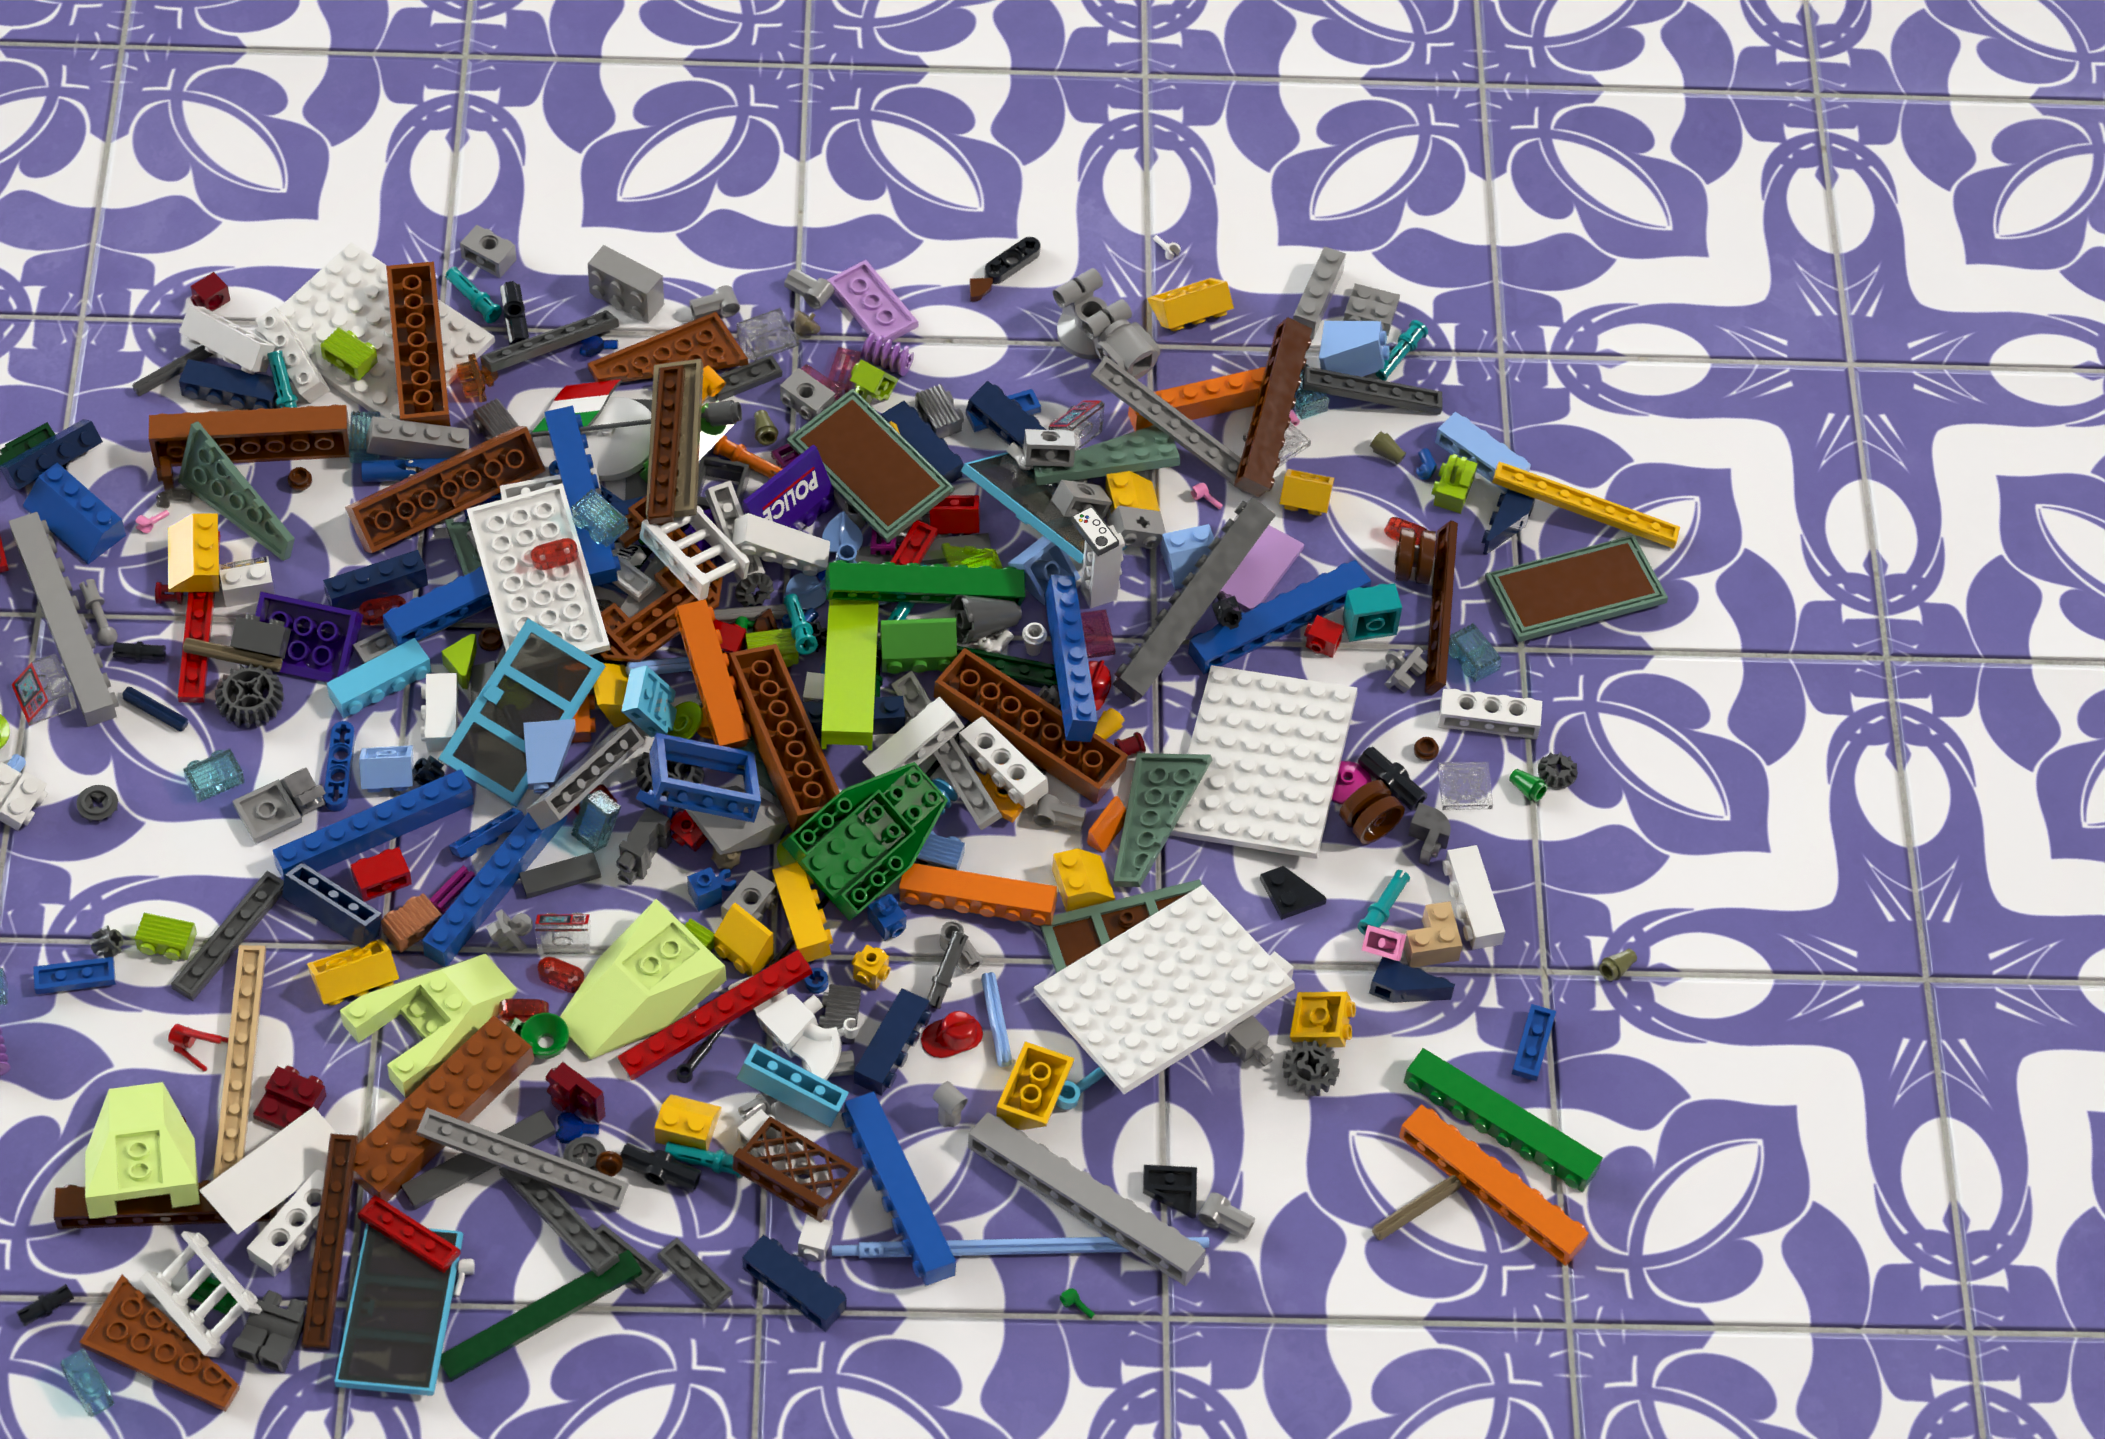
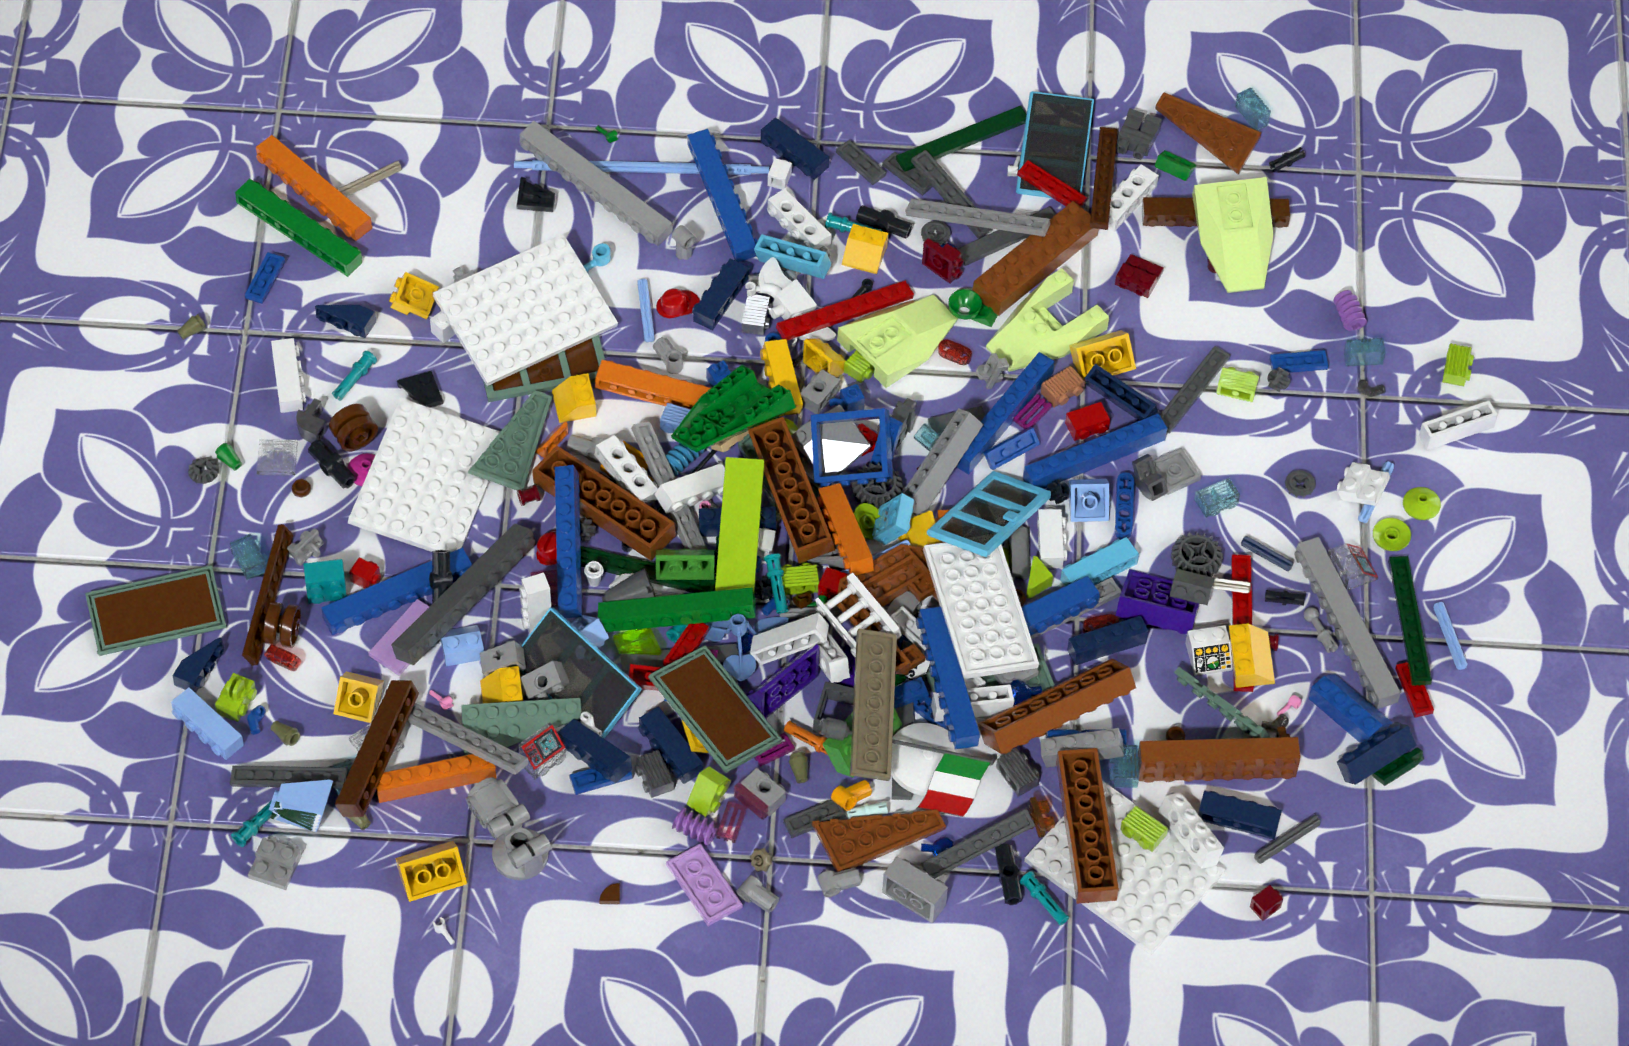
camera: 175 degrees left, 0 degrees up
(176, 1301) = (1192, 142): white fence -> none
(186, 1036) = (1216, 317): red plant -> none
(226, 339) = (1246, 837): white brick -> none
(240, 1057) = (1175, 300): tan plate -> none
(271, 1171) = (1143, 219): white sticker -> none
(281, 380) = (1192, 794): teal pin -> none
(488, 251) = (1029, 927): light grey brick -> none
(521, 1008) = (980, 325): clear red beam -> none
(546, 751) = (968, 475): light blue slope -> none
(554, 554) = (967, 613): clear red beam -> none
(563, 933) = (954, 369): clear slope -> none
(599, 518) = (933, 637): clear light blue brick -> none
(609, 1163) = (918, 220): reddish brown plate -> none
(666, 445) = (880, 693): reddish brown tile -> none
(765, 335) = (795, 841): clear slope -> none
(778, 1181) = (799, 188): reddish brown fence -> none
(871, 966) = (733, 341): yellow brick -> none
(942, 980) = (682, 330): dark grey pin -> none
(1016, 251) = (583, 912): black beam -> none
(1033, 1087) = (624, 252): yellow slope -> none
(1049, 447) = (557, 706): light grey brick -> none
(1095, 531) = (542, 585): tile -> none
(1109, 723) = (543, 512): yellow cone -> none
(1219, 1213) = (503, 178): light grey piece -> none
(1303, 1074) = (436, 264): dark grey gear -> none
(1320, 289) = (318, 873): light grey brick -> none
(1384, 942) = (358, 332): bright pink slope -> none
(1438, 939) = (321, 343): tan brick -> none
(1499, 722) = (239, 502): white brick -> none
(1586, 504) = (133, 668): yellow tile -> none

